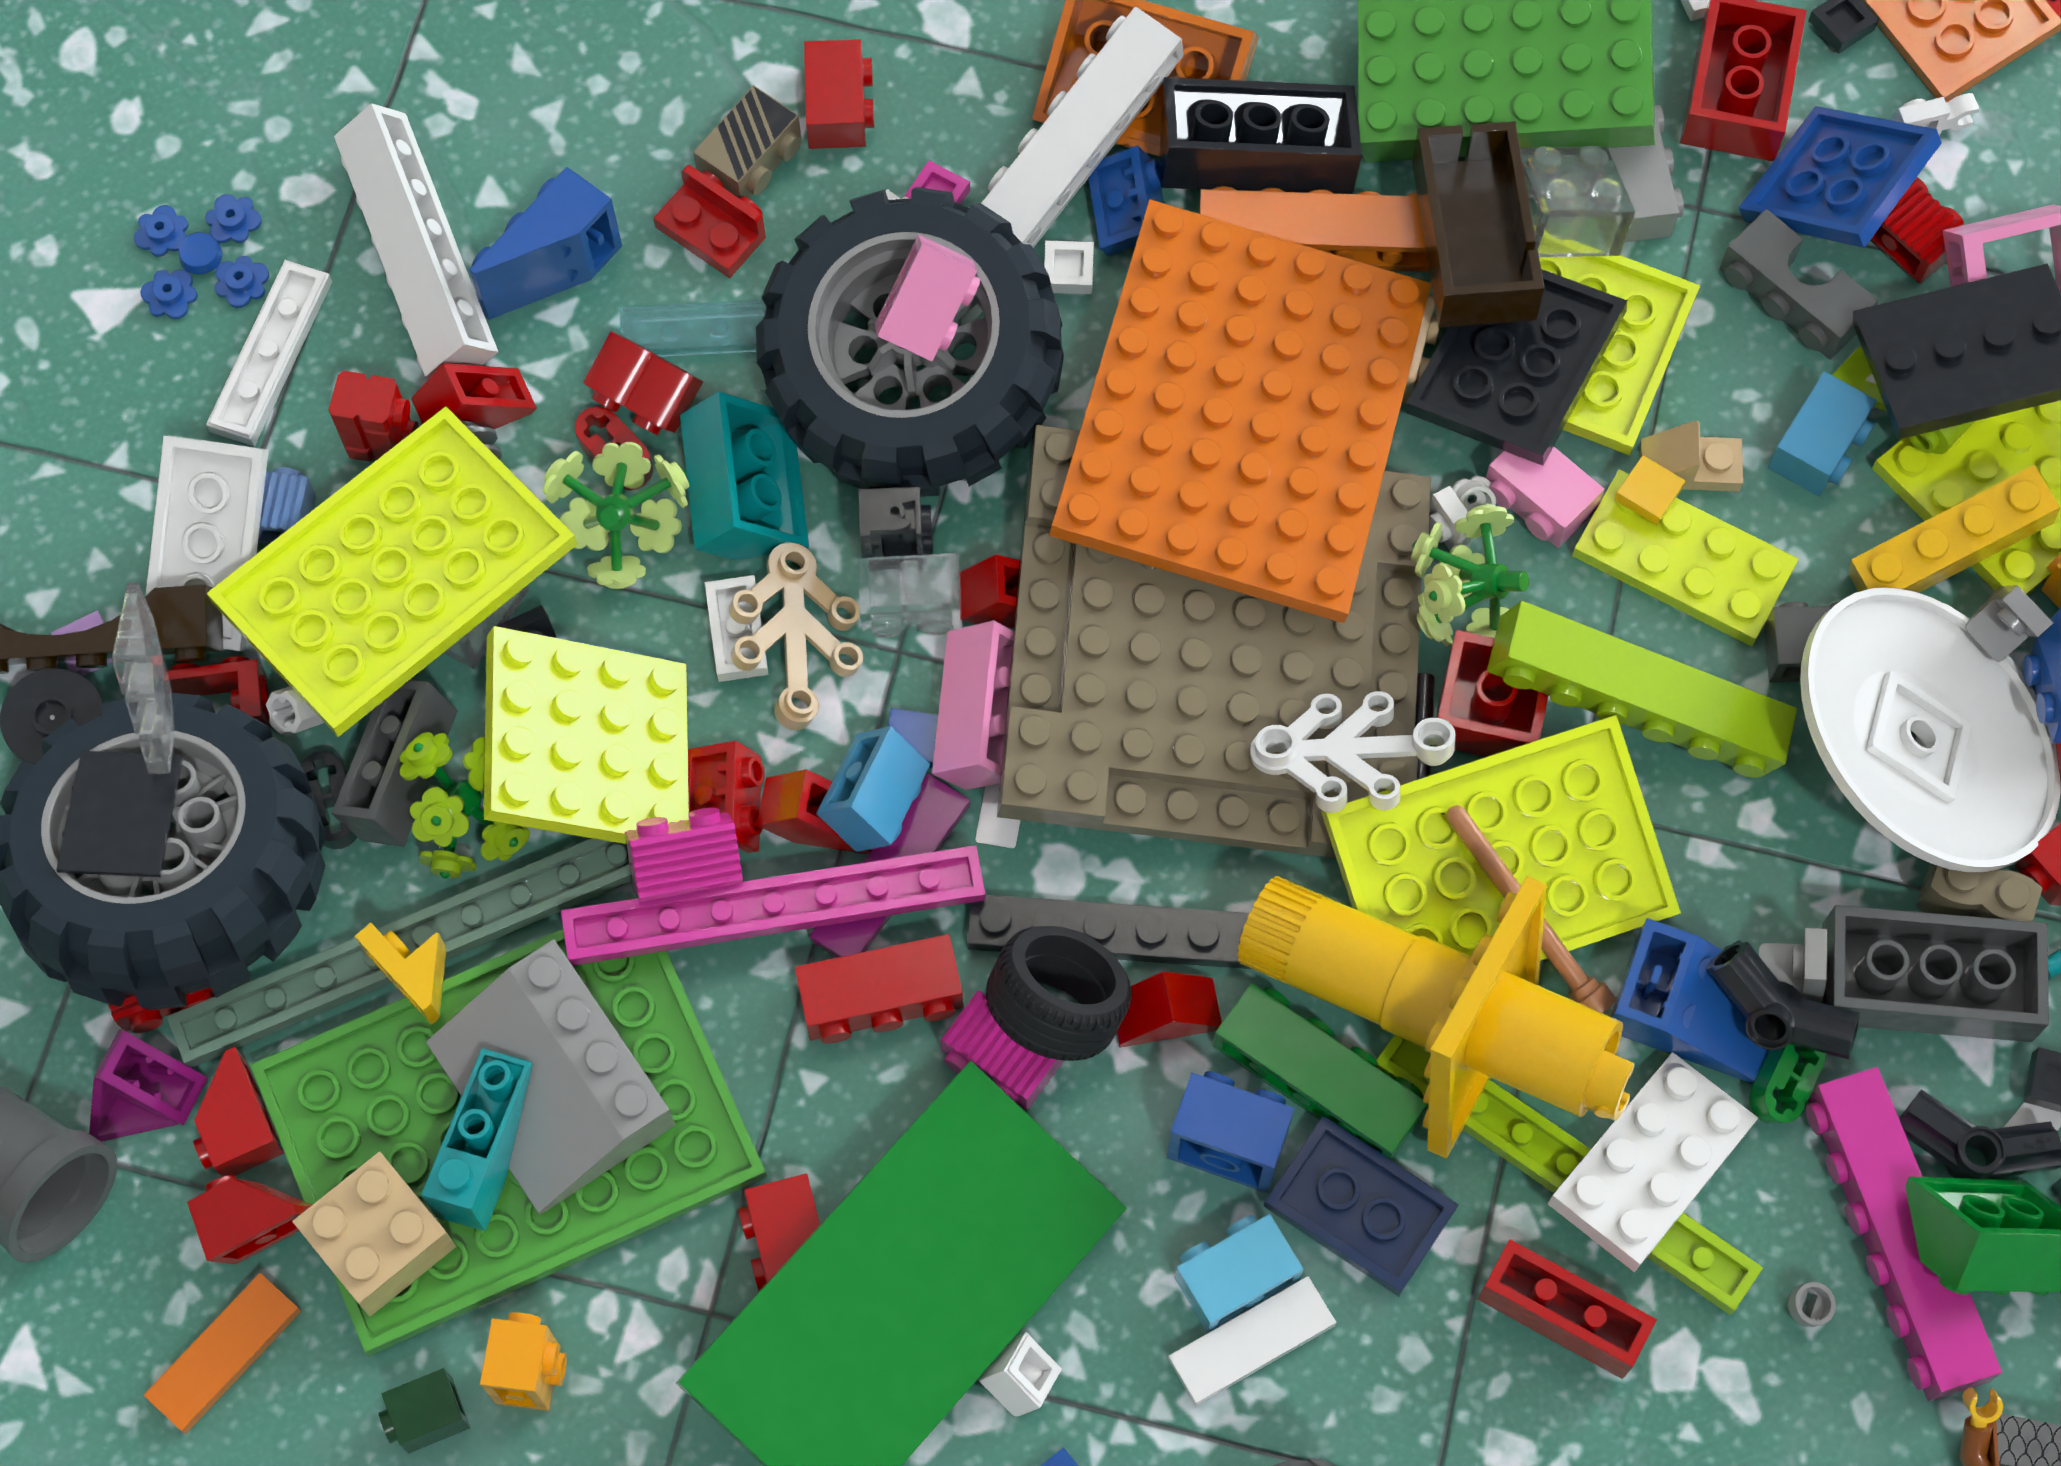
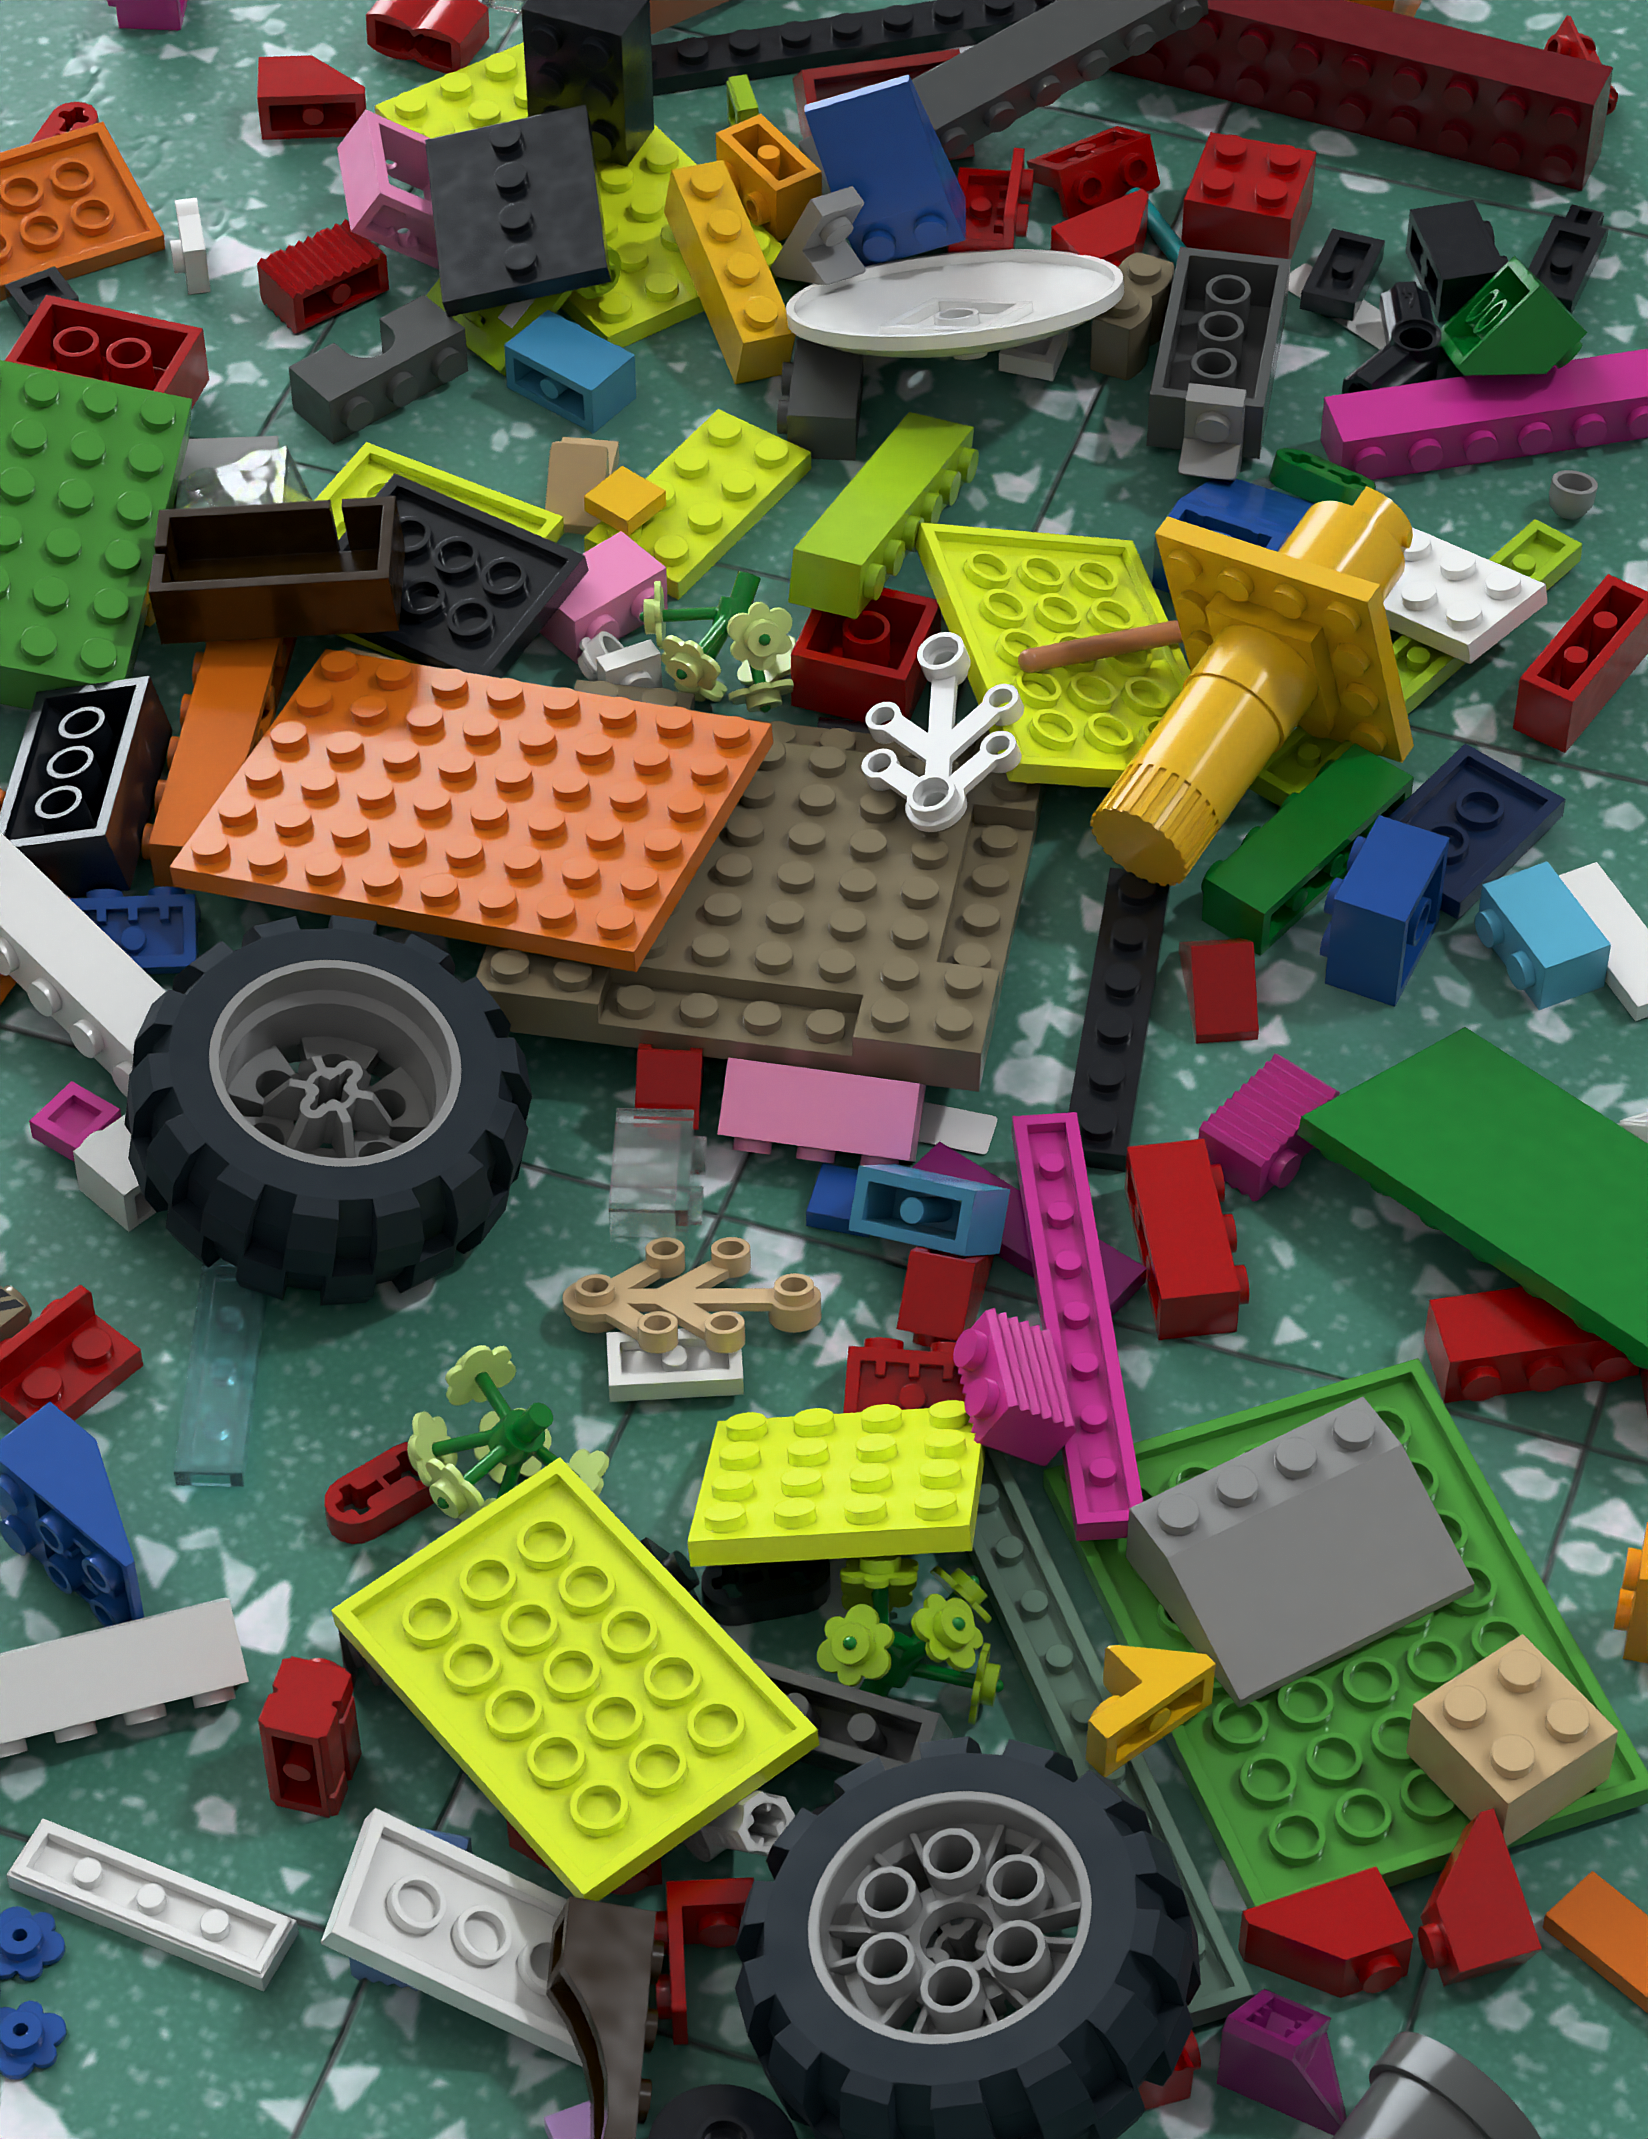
camera: 85 degrees left, 20 degrees down
(118, 816) = (944, 1942): black window -> none
(145, 680) = (709, 1926): clear slope -> none
(475, 395) = (286, 1626): red slope -> none
(479, 1142) = (1389, 1615): teal slope -> none
(642, 383) = (303, 1438): red brick -> none
(741, 478) = (415, 1342): teal slope -> none
(894, 523) = (576, 1170): black hinge -> none
(927, 299) = (313, 1020): bright pink brick -> none
(1045, 1021) = (1213, 1042): black tyre -> none
(1793, 1019) = (1271, 453): black piece -> none
(1841, 175) = (264, 301): blue plate -> none

